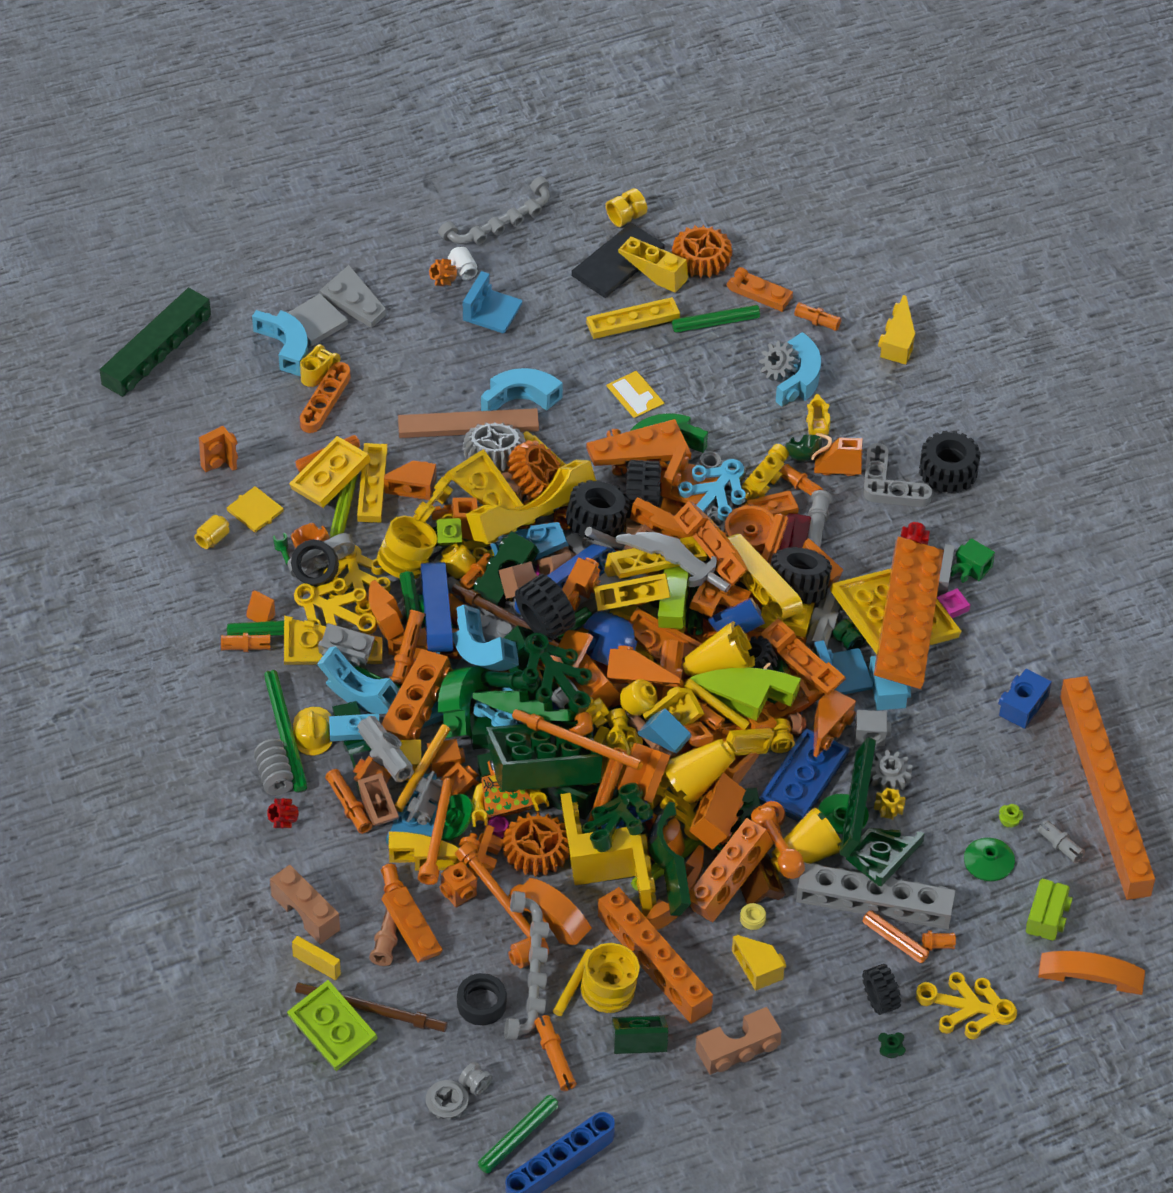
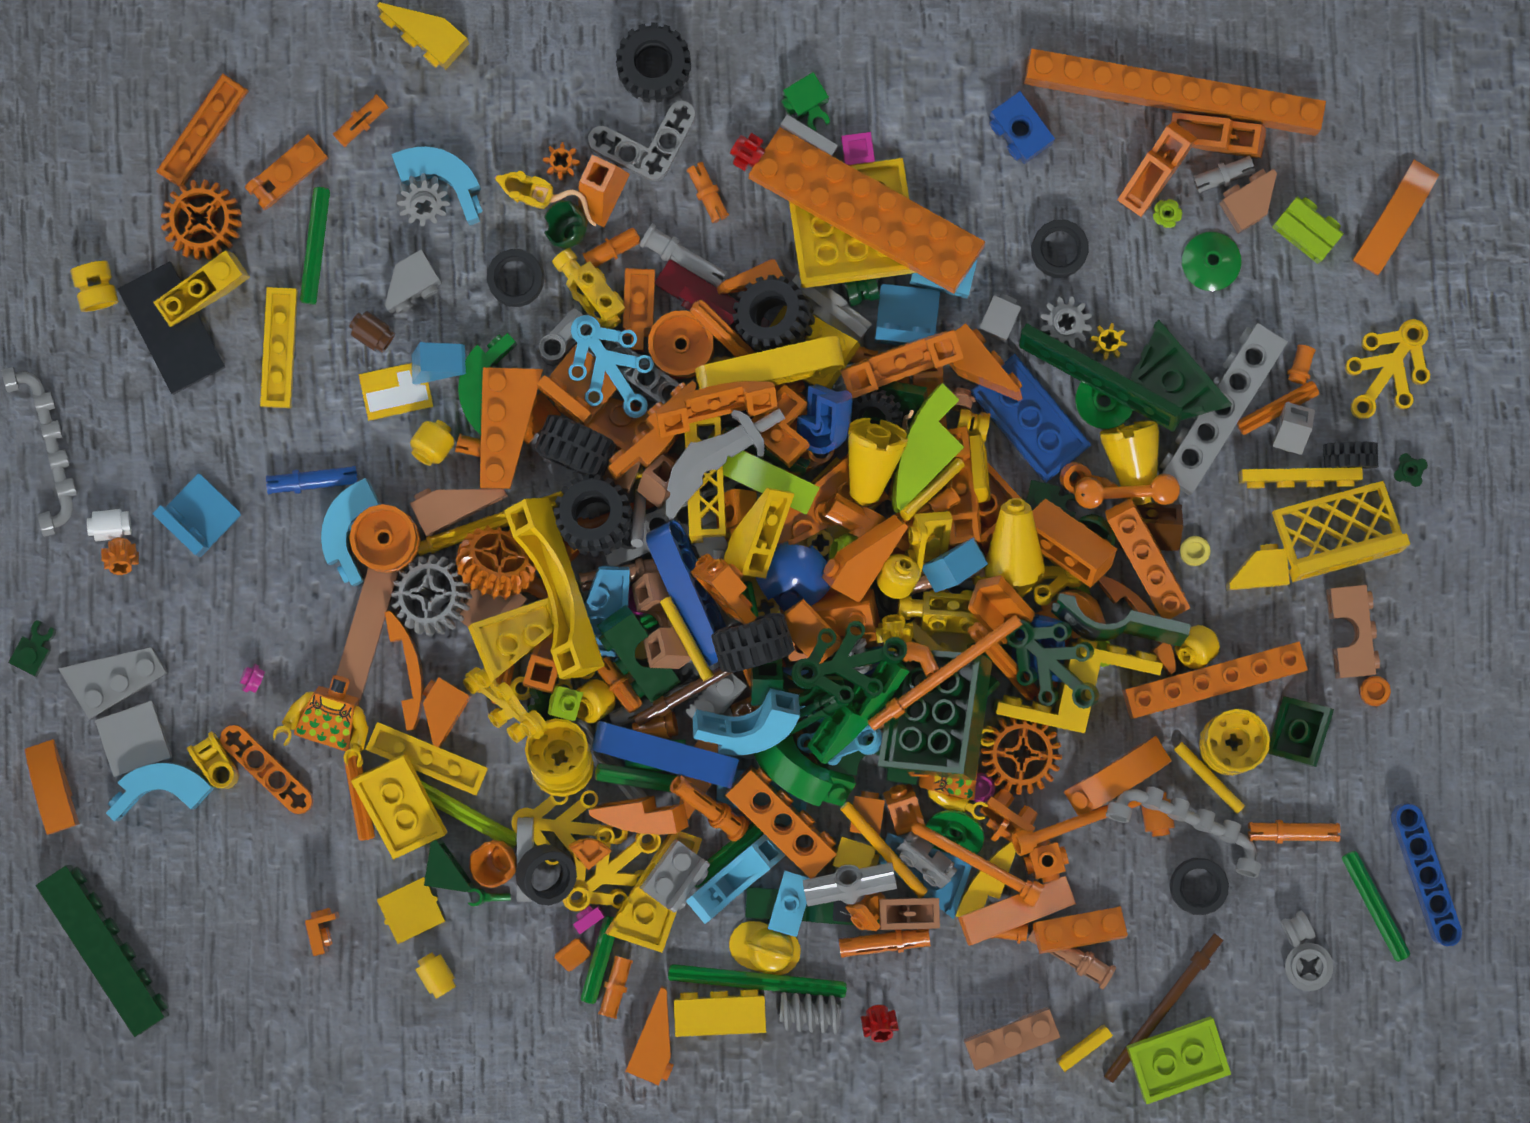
camera: 70 degrees left, 35 degrees up
(214, 676) = (653, 1048): none -> orange slope
(249, 710) = (719, 1013): none -> yellow brick
(260, 283) = (51, 787): none -> orange slope
(290, 608) = (587, 918): none -> dark pink plate
(296, 505) = (444, 870): none -> dark green slope
(343, 585) = (589, 851): none -> orange tile
(353, 250) = (31, 653): none -> dark green plate
(376, 412) = (329, 719): none -> torso
(388, 368) = (252, 678): none -> dark pink plate
(406, 869) = (1015, 912): none -> orange tile
(438, 453) = (412, 707): none -> orange slope
(523, 402) = (402, 543): none -> orange wheel
(543, 356) = (301, 481): none -> blue pin
(546, 570) = (686, 638): none -> yellow bar
(562, 438) = (447, 507): none -> nougat slope
(606, 417) = (432, 442): none -> yellow head
(666, 397) = (437, 361): none -> dark azure slope
(670, 363) = (371, 331): none -> reddish brown brick
(677, 932) = (1199, 647): none -> yellow head
(697, 1078) = (1374, 691): none -> orange tile
(717, 374) = (411, 280): none -> light grey slope
(750, 445) = (515, 255): none -> black tyre
(766, 238) = (202, 131): none -> orange tile
(800, 1011) = (1344, 556): none -> yellow fence
(848, 429) = (563, 153): none -> orange gear
(851, 971) = (1312, 476): none -> yellow plate
(872, 525) = (707, 192): none -> orange pin
(884, 944) = (1293, 428): none -> light grey brick
(945, 736) = (1082, 248): none -> black tyre
(1042, 792) = (1157, 168): none -> orange slope
(1050, 863) = (1250, 203): none -> nougat slope
(1090, 828) = (1223, 134): none -> orange slope

